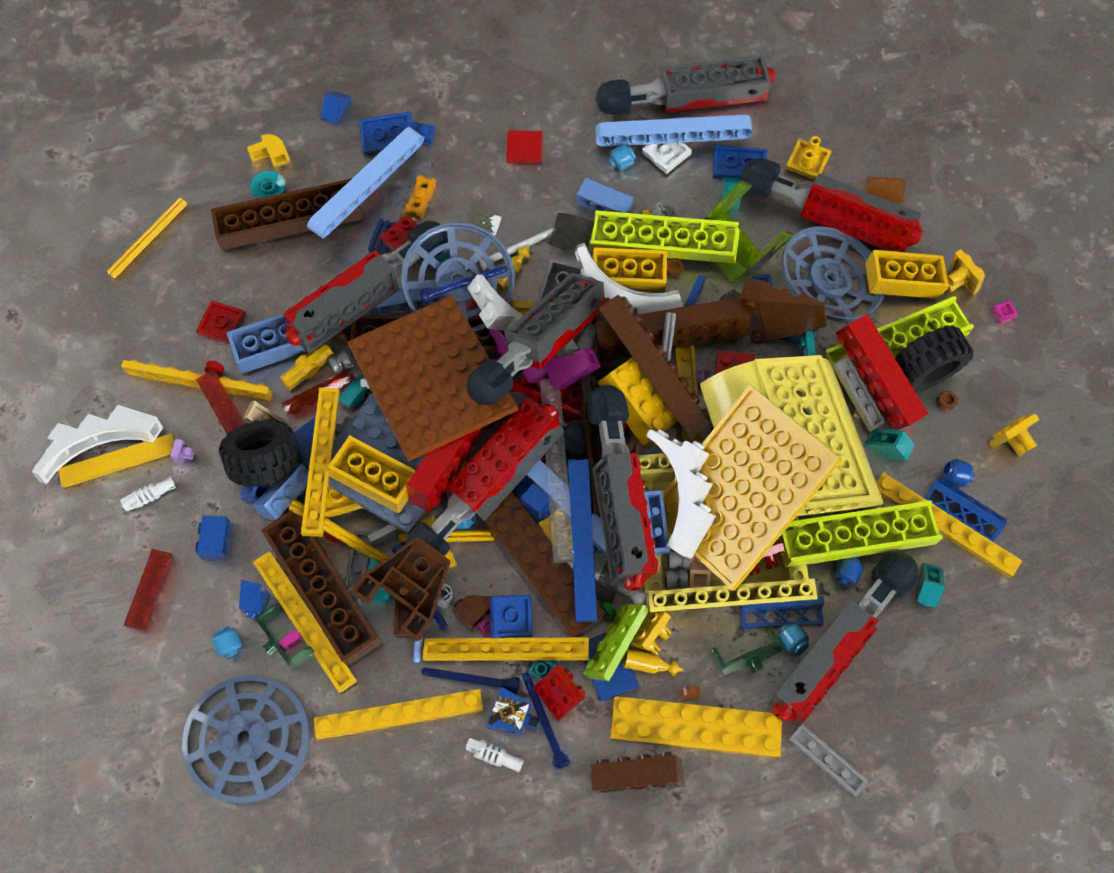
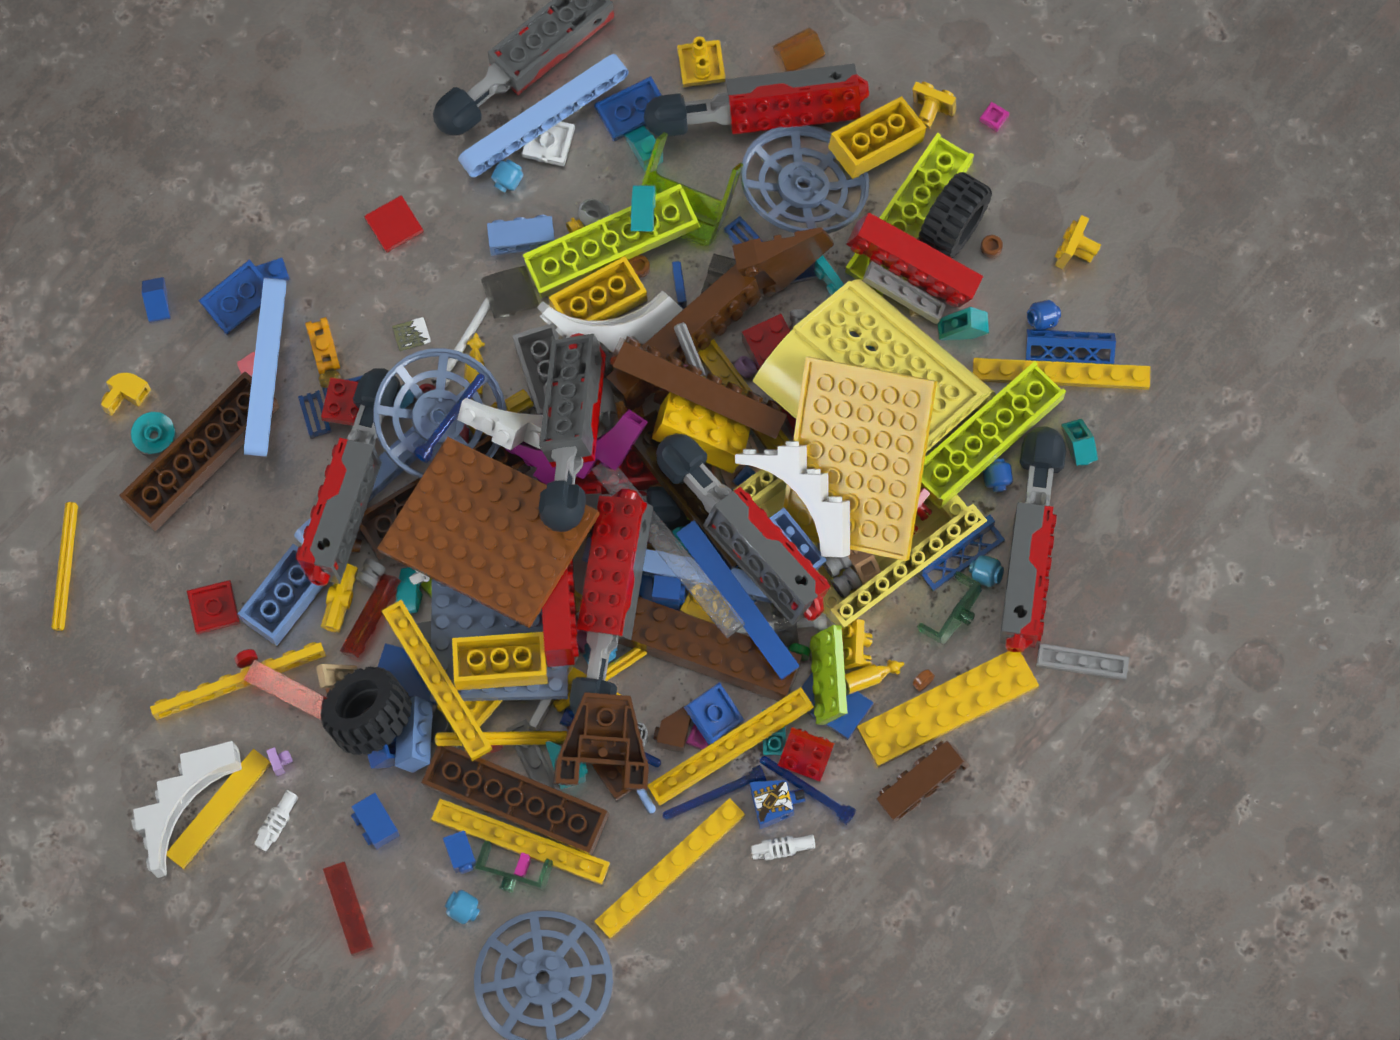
camera: 30 degrees left, 5 degrees up
(700, 222) = (643, 208): none -> teal slope

